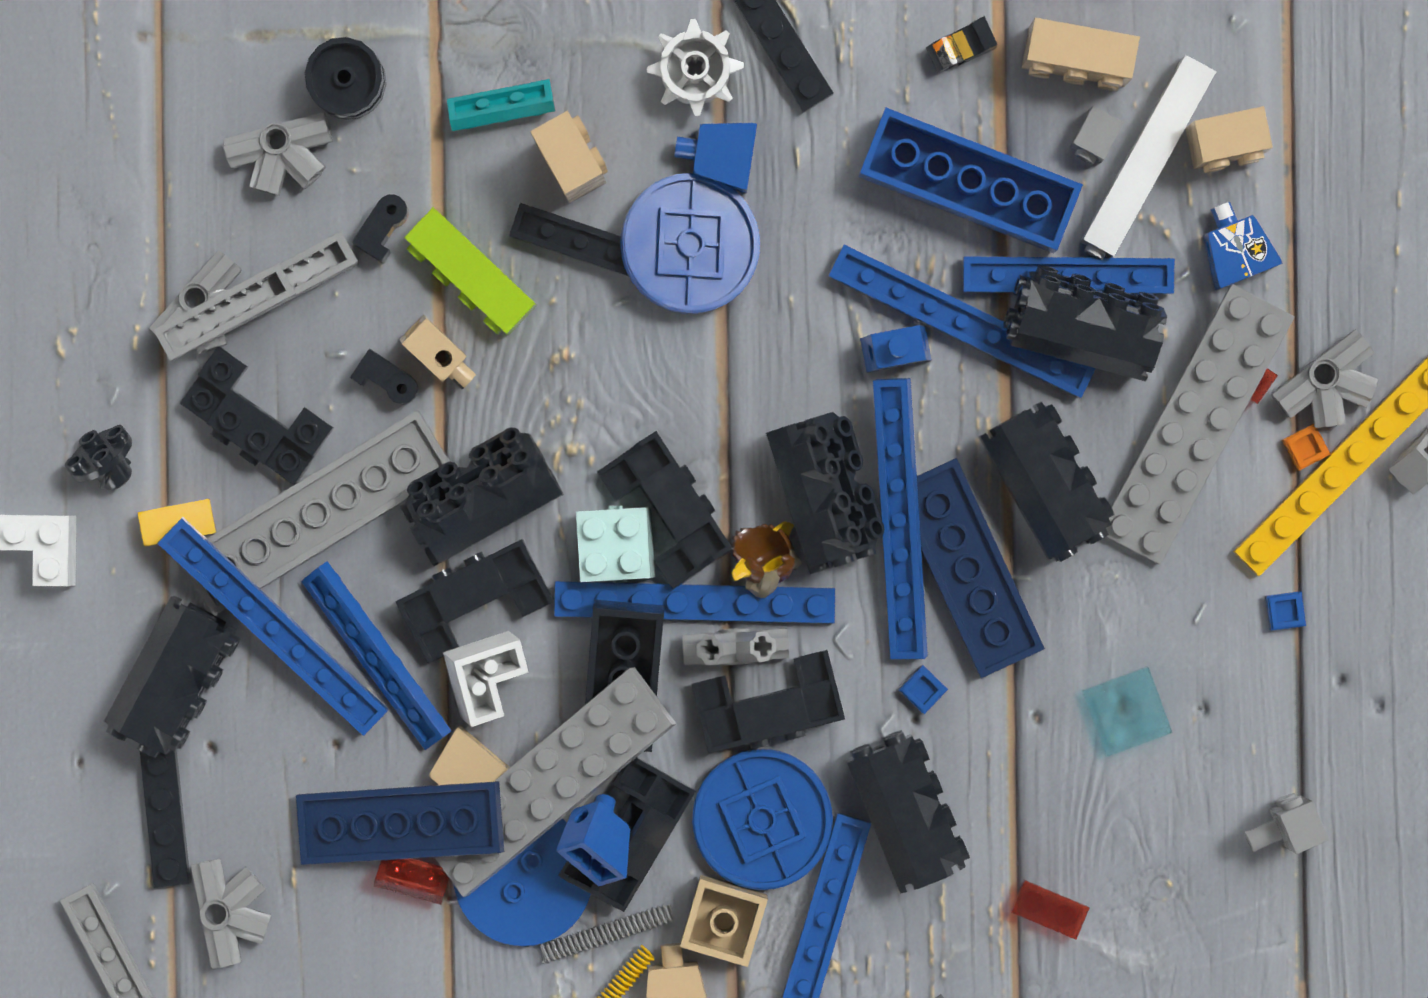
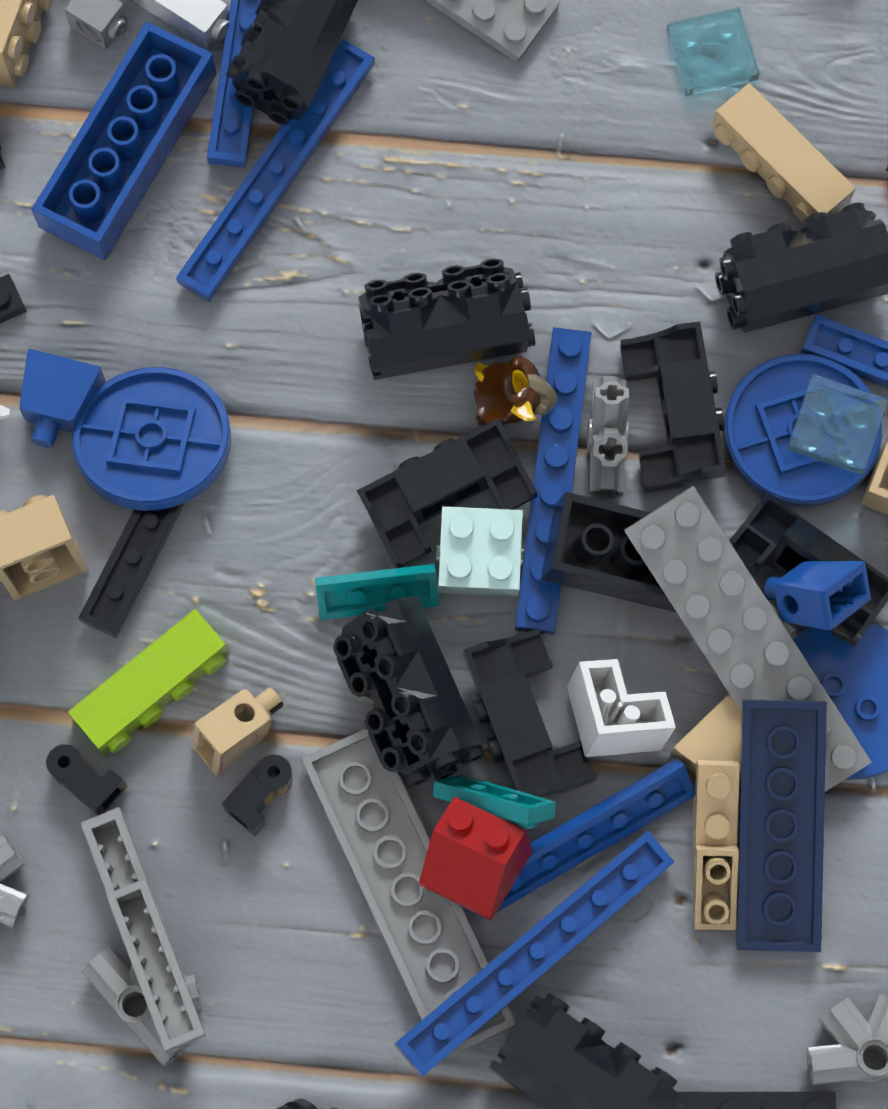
camera: 85 degrees left, 15 degrees down
(159, 521) = (398, 1078): yellow slope -> none
(248, 426) = (297, 956): black bracket -> none
(341, 566) = (474, 858): none -> red slope
(380, 769) = (715, 845): none -> tan slope
(393, 578) = (506, 803): none -> teal plate
(413, 879) = (847, 821): clear red plate -> none
(572, 458) = (358, 592): none -> teal plate
(763, 848) = (837, 424): none -> clear light blue plate
(895, 348) = (295, 231): blue torso -> none
(900, 518) = (475, 243): blue plate -> none
(923, 689) = (672, 251): blue tile -> none
(972, 572) = (544, 189): dark blue plate -> none
(1019, 783) = (781, 155): none -> tan brick
(1047, 481) = (459, 95): black brick -> none

